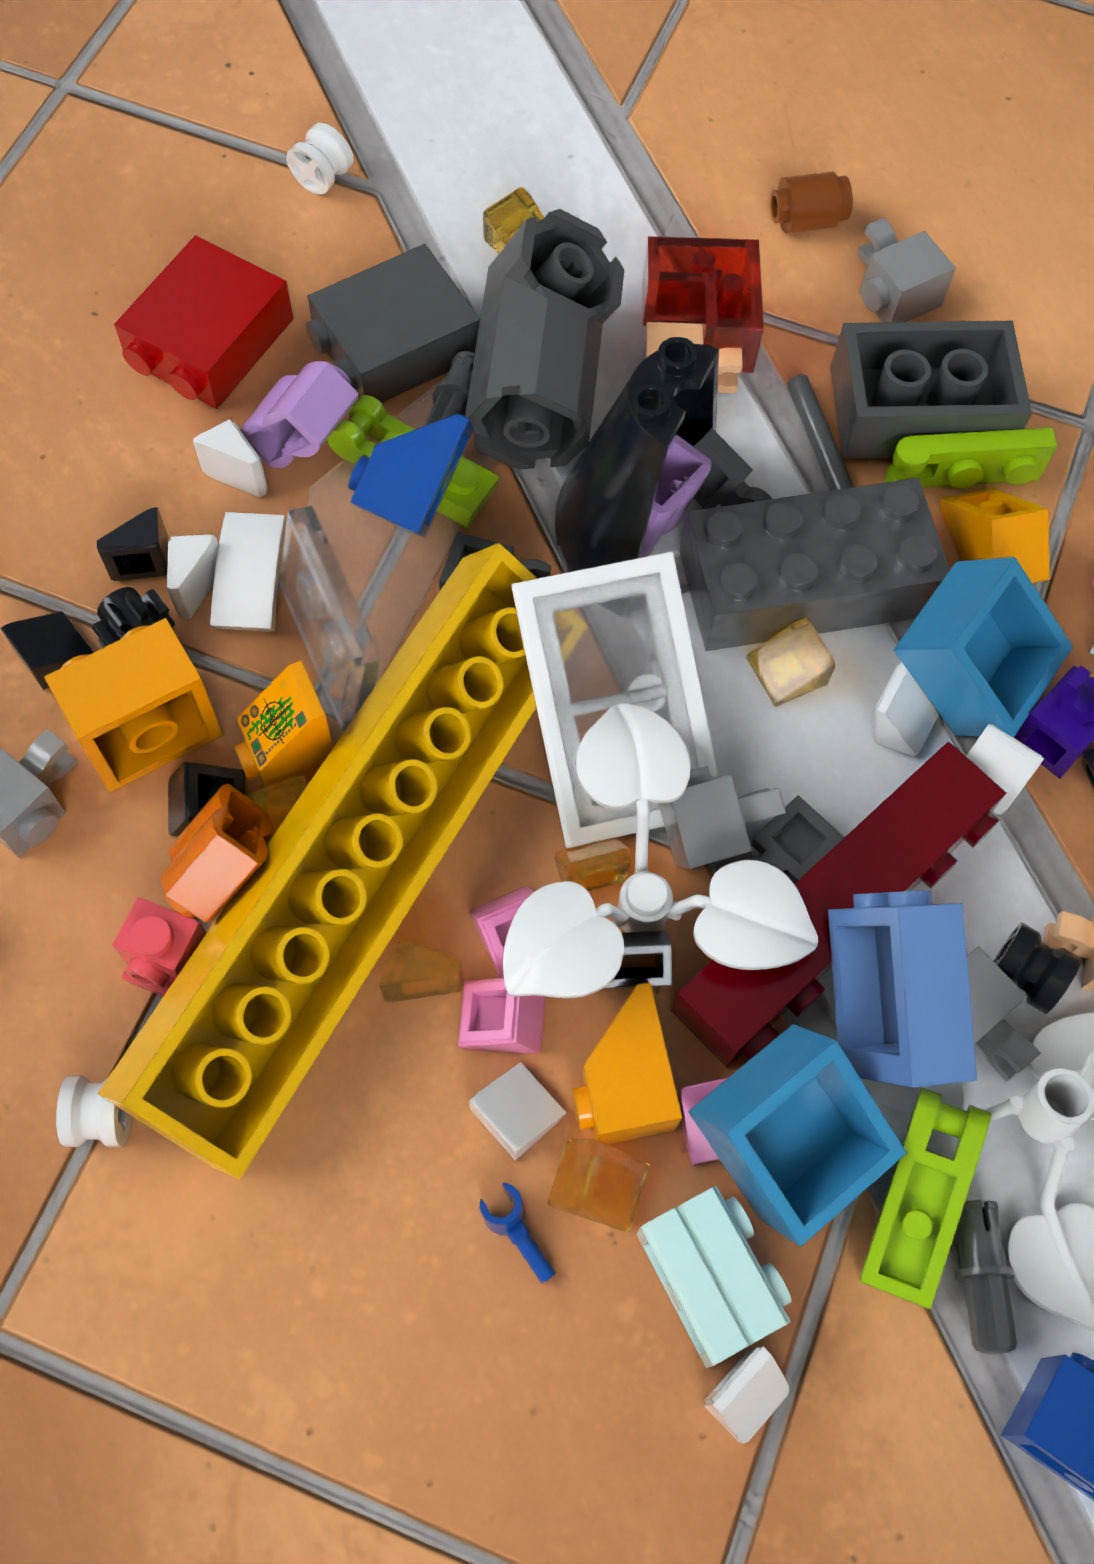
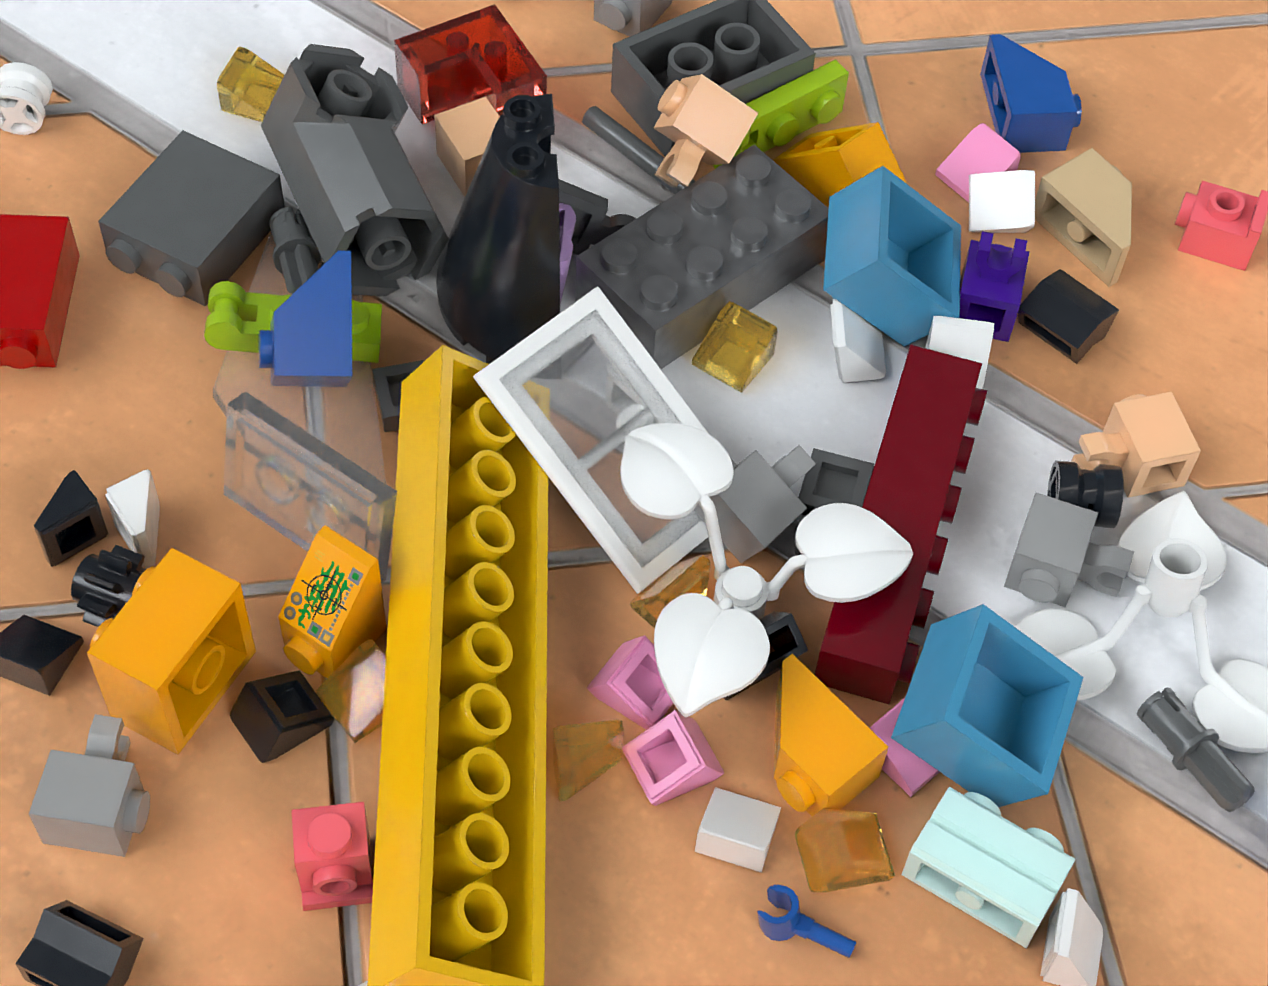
camera: 30 degrees left, 10 degrees down
(216, 854) = (340, 739): orange brick -> none
(231, 459) = (111, 401): white slope -> none
(248, 572) = (194, 492): white slope -> none
(299, 414) = (159, 329): lavender brick -> none
(876, 437) = (703, 124): none -> light nougat brick
(903, 989) = (1030, 522): medium blue window -> none
(924, 1201) = (1117, 713): lime plate -> none

